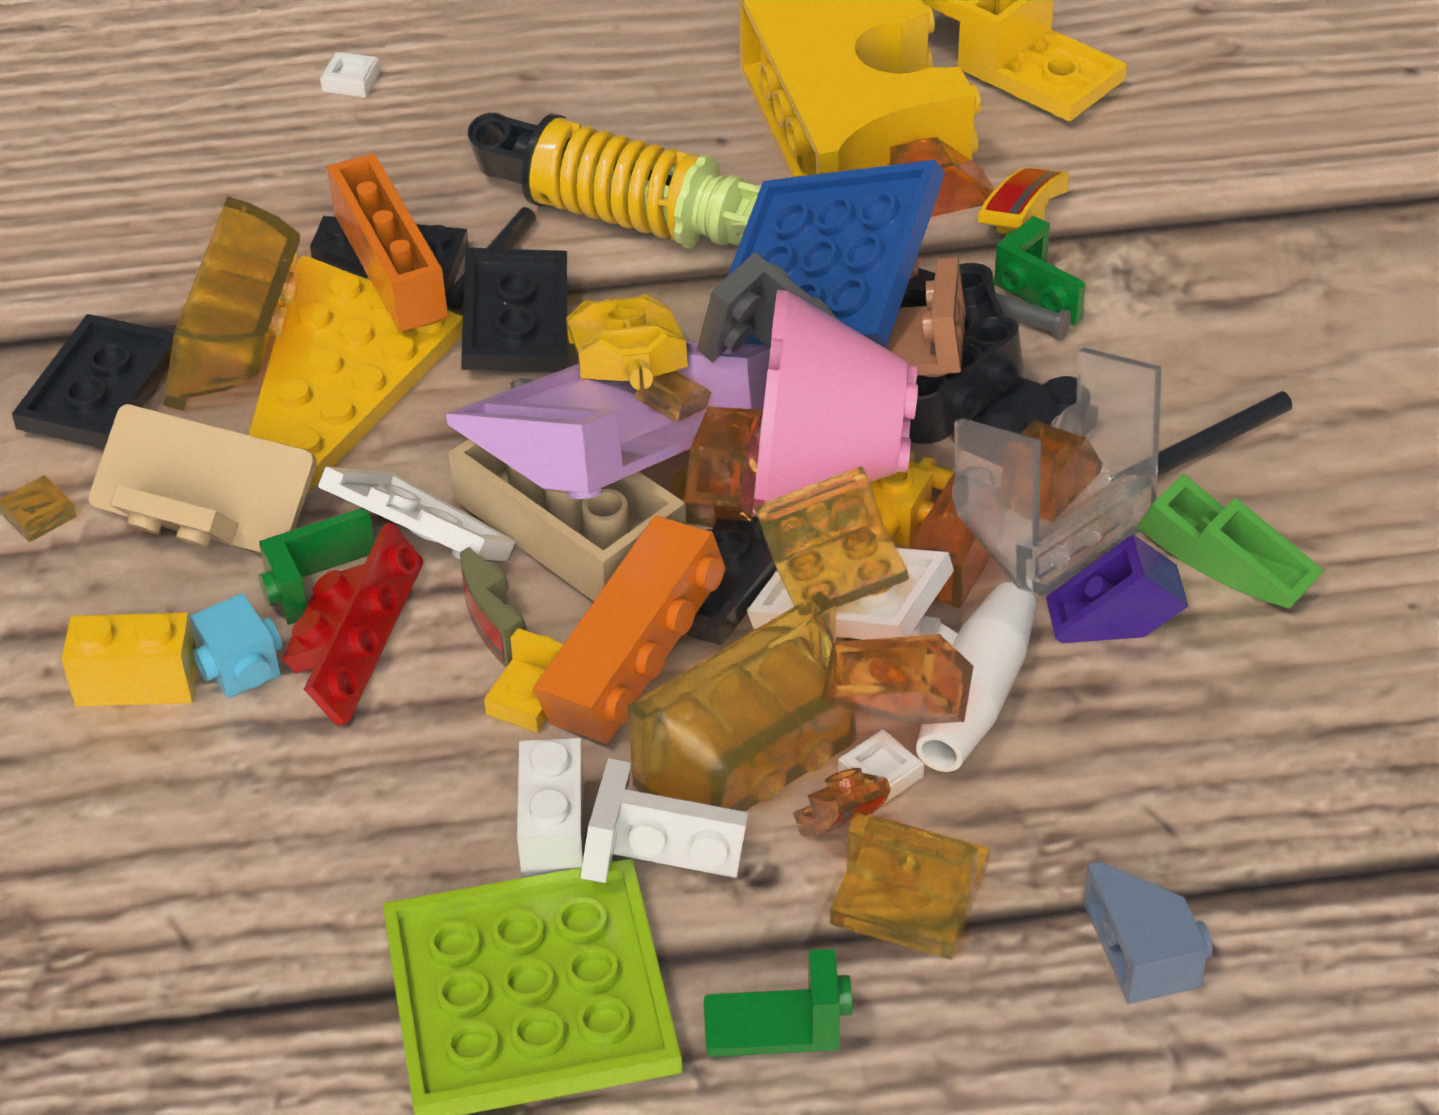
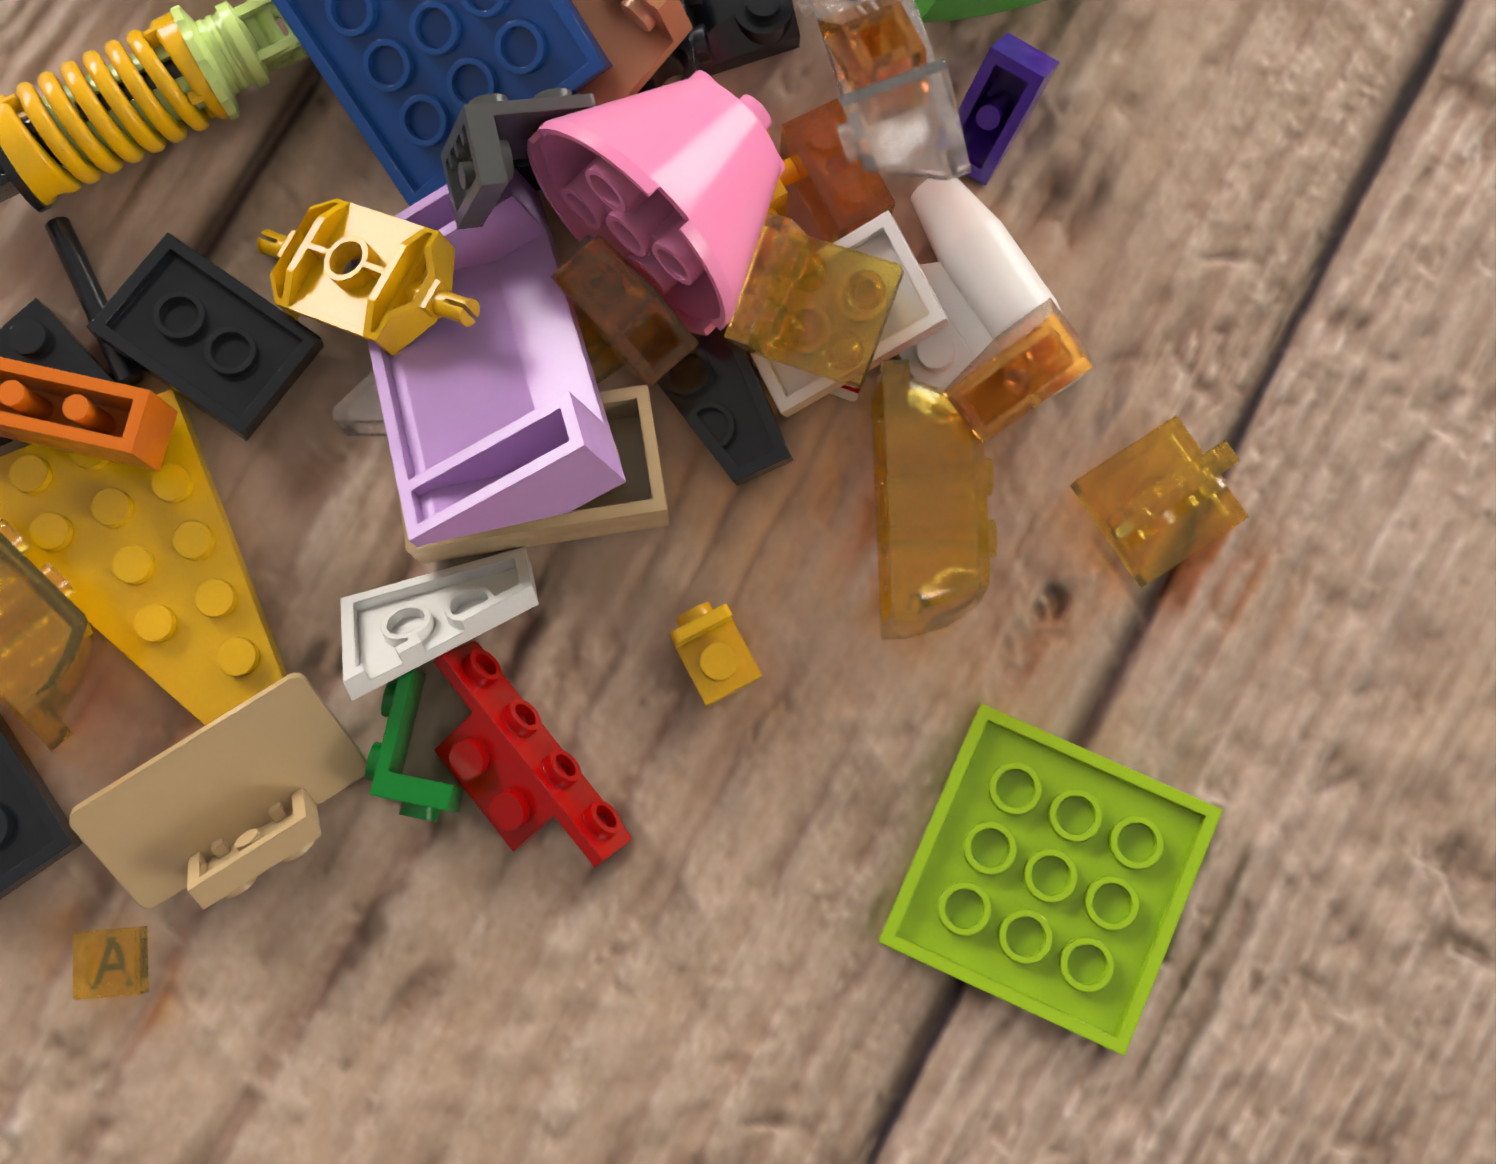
camera: 60 degrees left, 35 degrees up
(130, 659) = (418, 998): yellow brick -> none
(235, 646) = (474, 888): medium azure brick -> none
(488, 606) = (581, 623): olive slope -> none
(550, 806) = (892, 738): white brick -> none
(630, 629) = (743, 530): orange brick -> none
(659, 829) = (976, 675): white bracket -> none
(674, 395) = (484, 280): clear yellow tile -> none
(783, 1018) = (1228, 698): green bracket -> none
(844, 796) = (1082, 506): clear orange slope -> none
(885, 758) = (1027, 439): white tile -> none
(1145, 934) = (1350, 370): sand blue slope -> none

